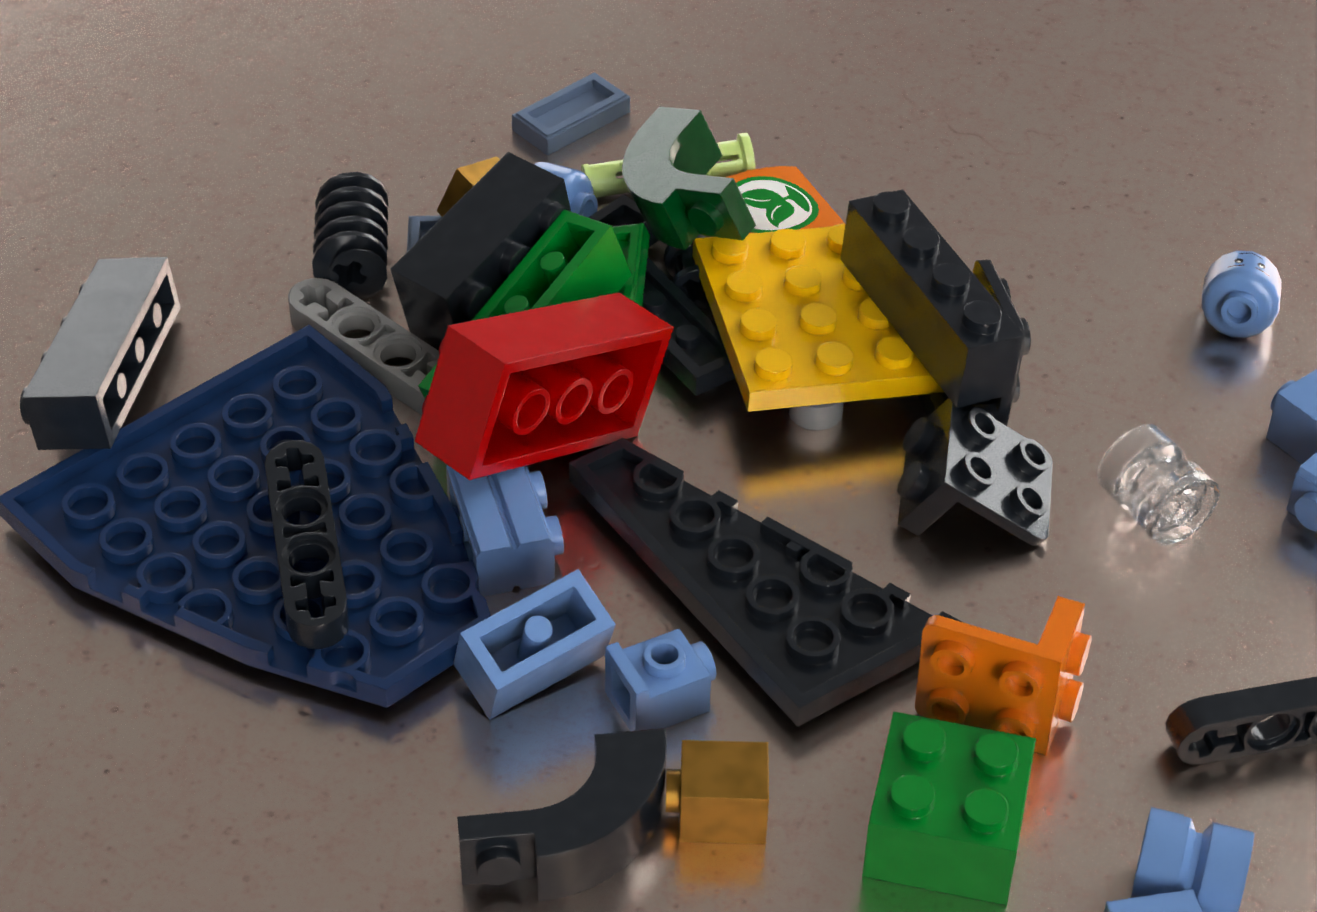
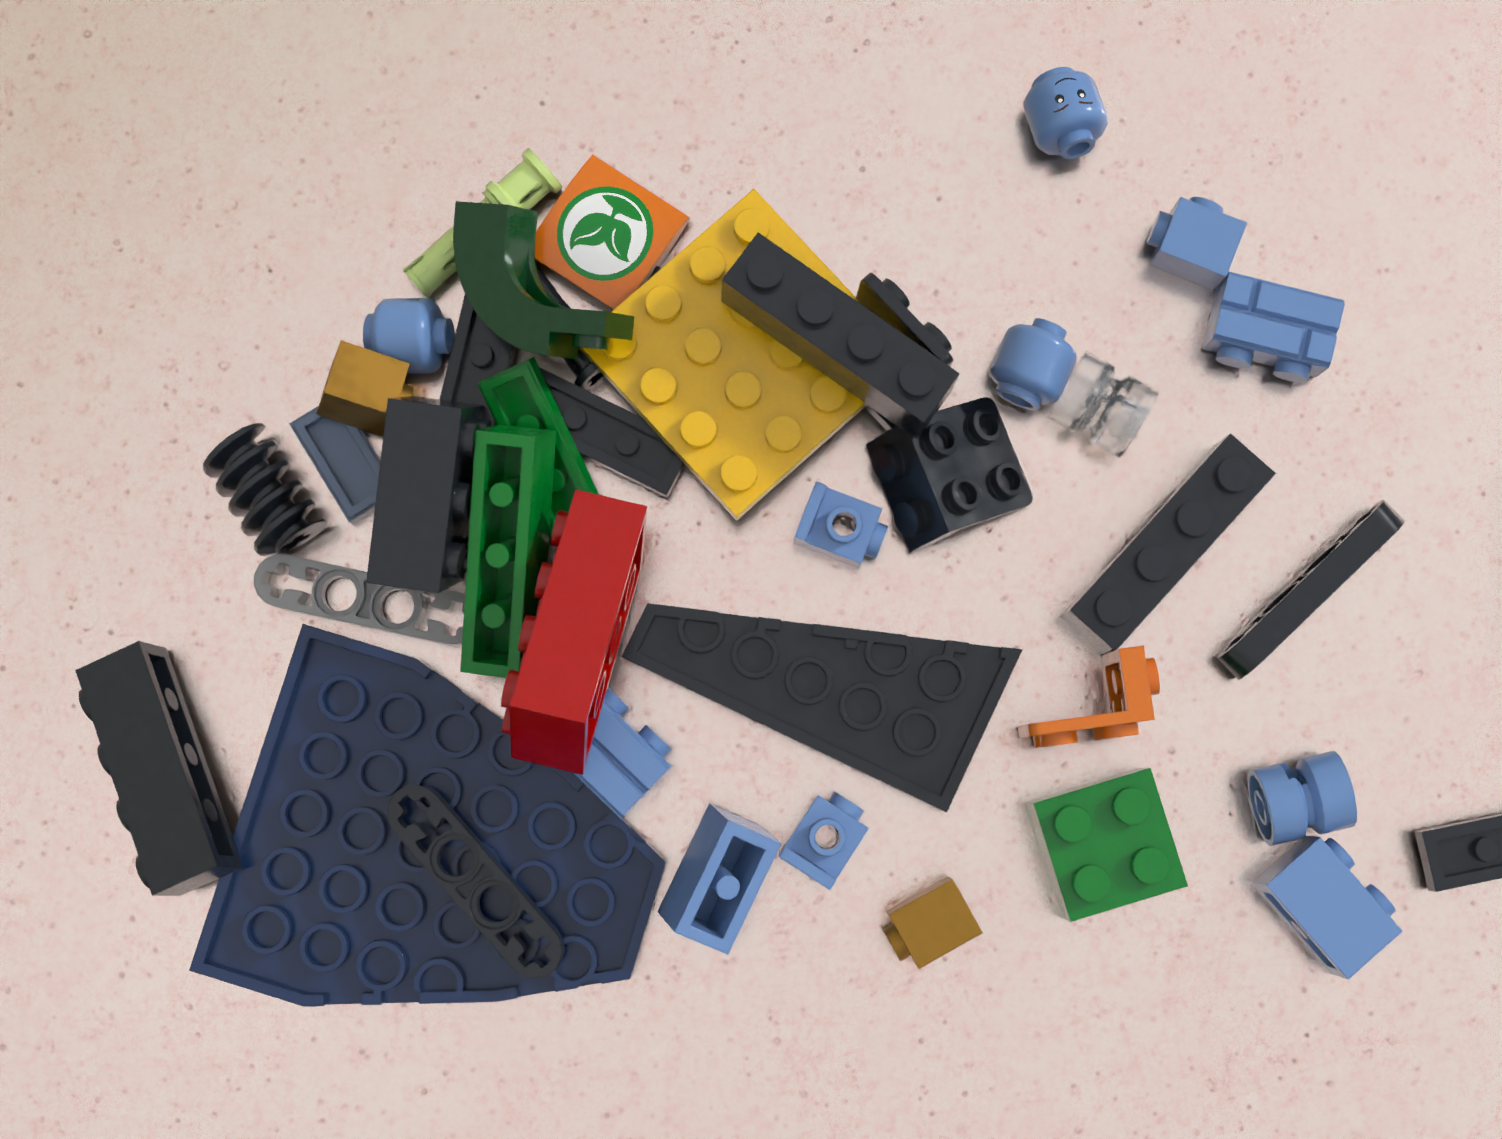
camera: 25 degrees left, 40 degrees up
(571, 113) = (339, 185): sand blue tile -> none
(581, 837) = (862, 1016): black arch -> none
(839, 467) = (817, 533): none -> medium blue brick
(1094, 426) = (1033, 364): none -> medium blue head
(1237, 585) = (1168, 545): none -> black arch

